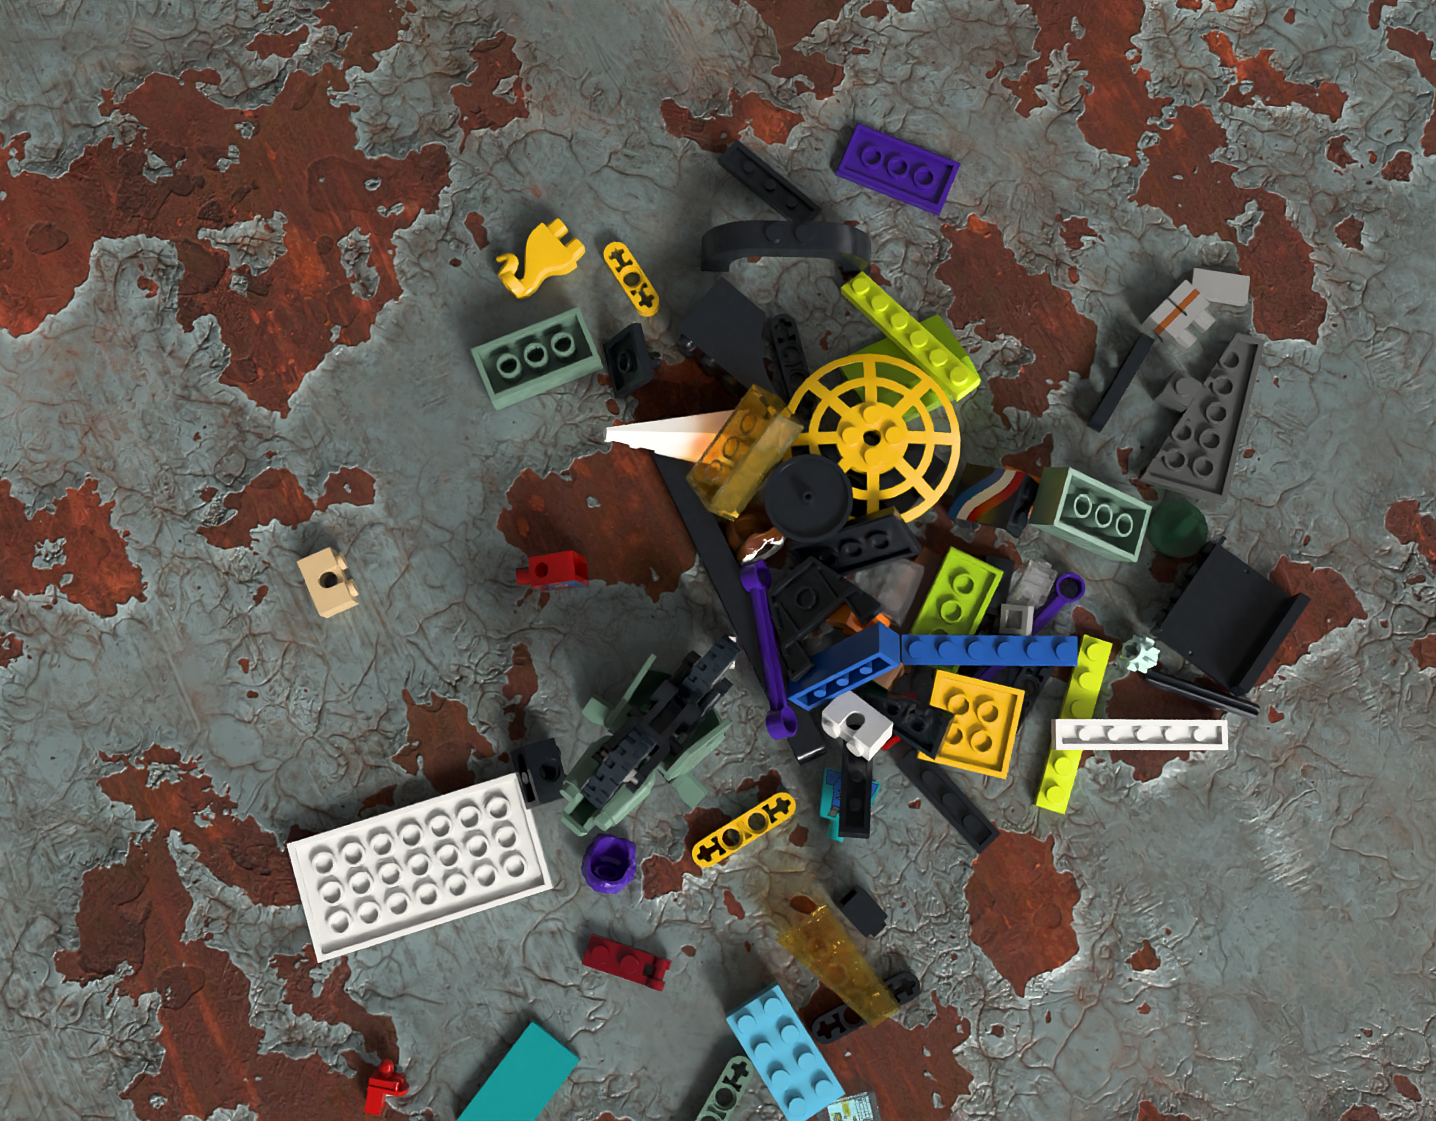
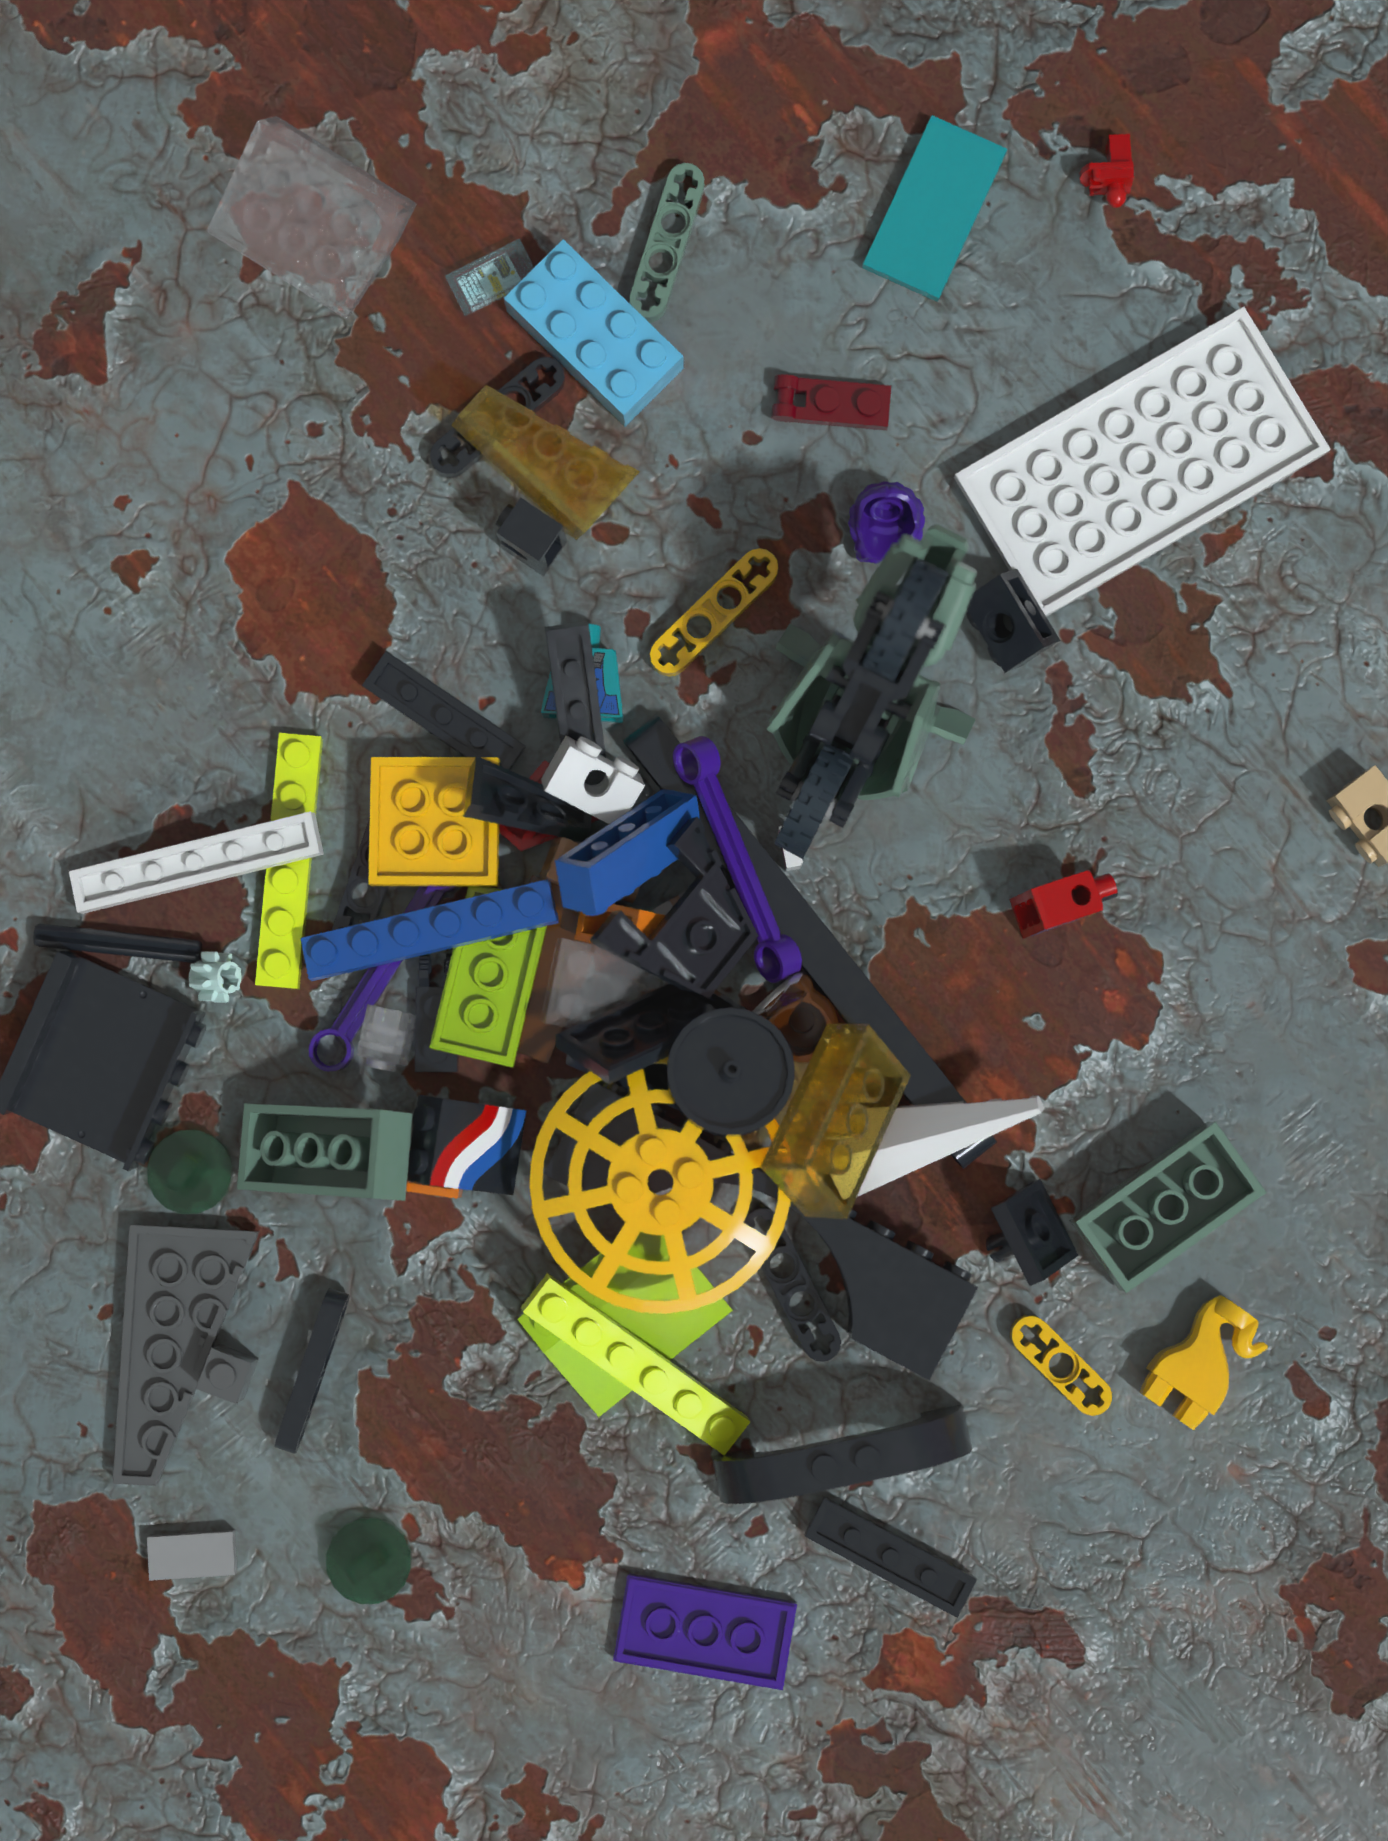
camera: 170 degrees right, 5 degrees up
(1016, 619) = (398, 984): light grey plate -> none
(1104, 258) = (369, 1560): none -> clear green tile
(1176, 313) = (247, 1495): light grey hips -> none

